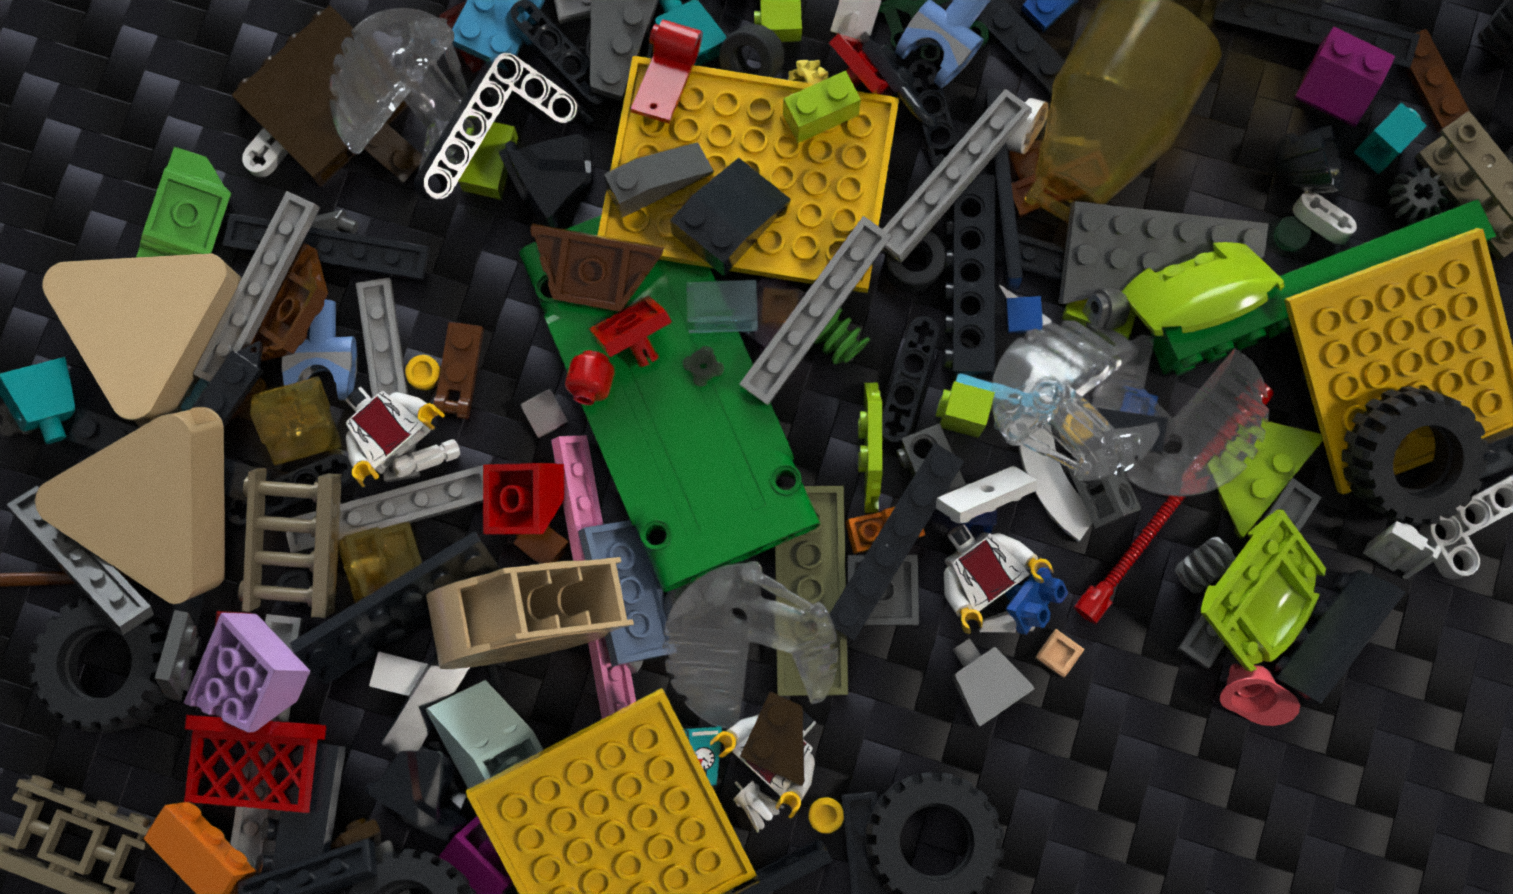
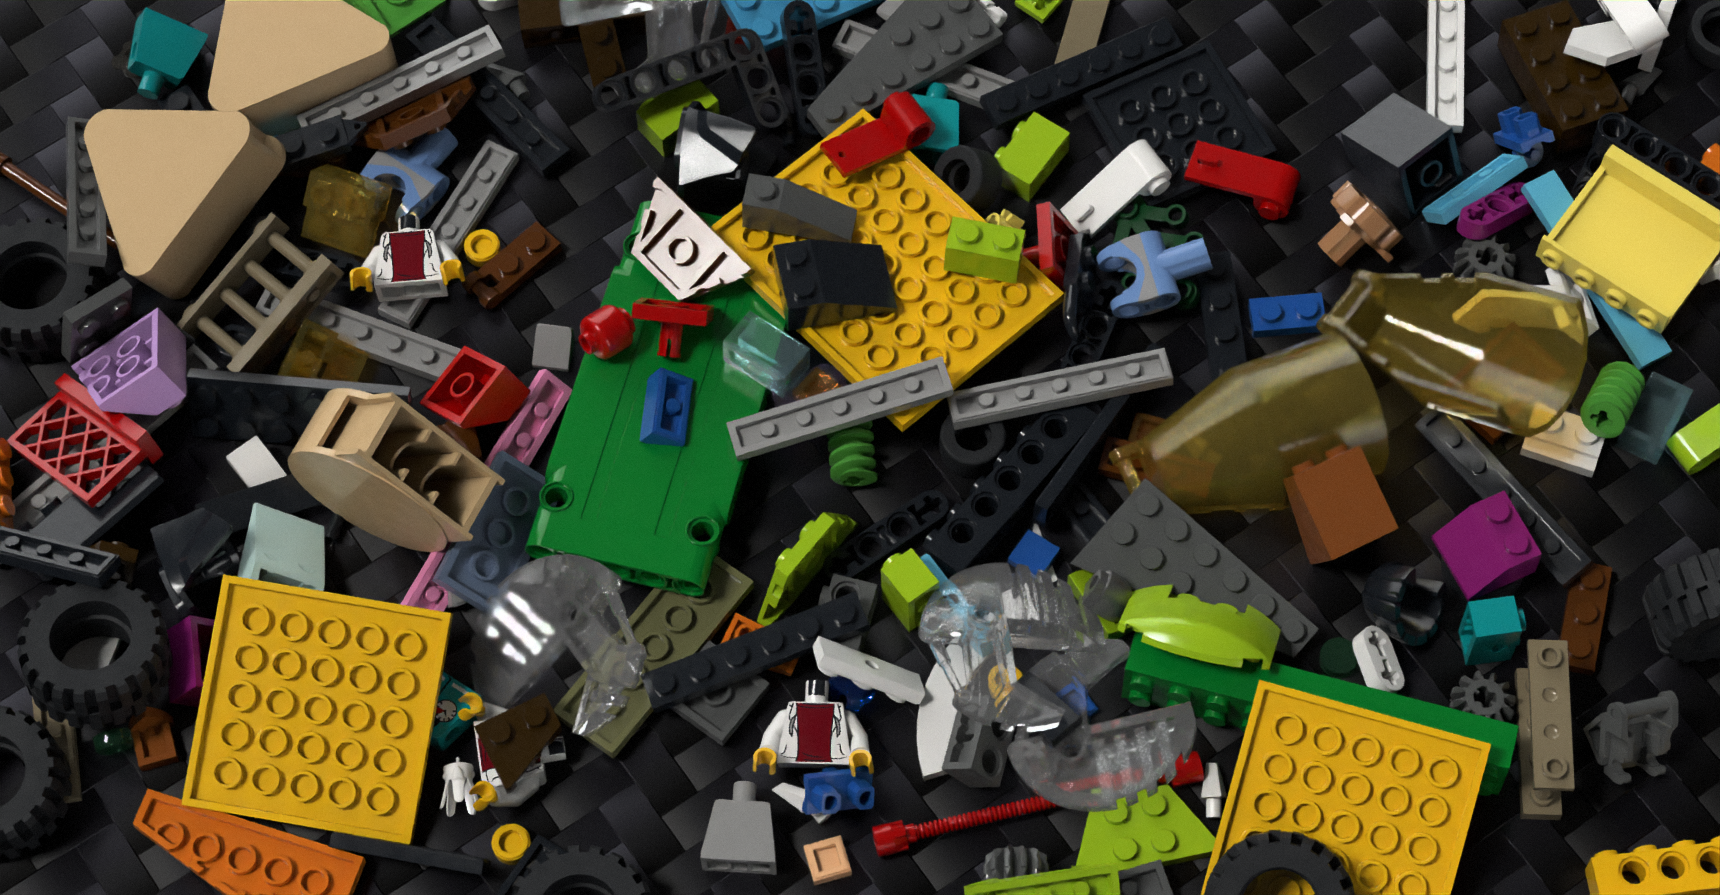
camera: 40 degrees right, 15 degrees down
(426, 458) = (425, 313): white axle -> none
(680, 404) = (666, 408): none -> blue slope
(706, 356) = (714, 382): clear smoke plate -> none
(1029, 130) = (1165, 400): white beam -> none
(1226, 122) = (1337, 504): none -> dark orange slope
(1284, 397) = (1213, 790): none -> white bar

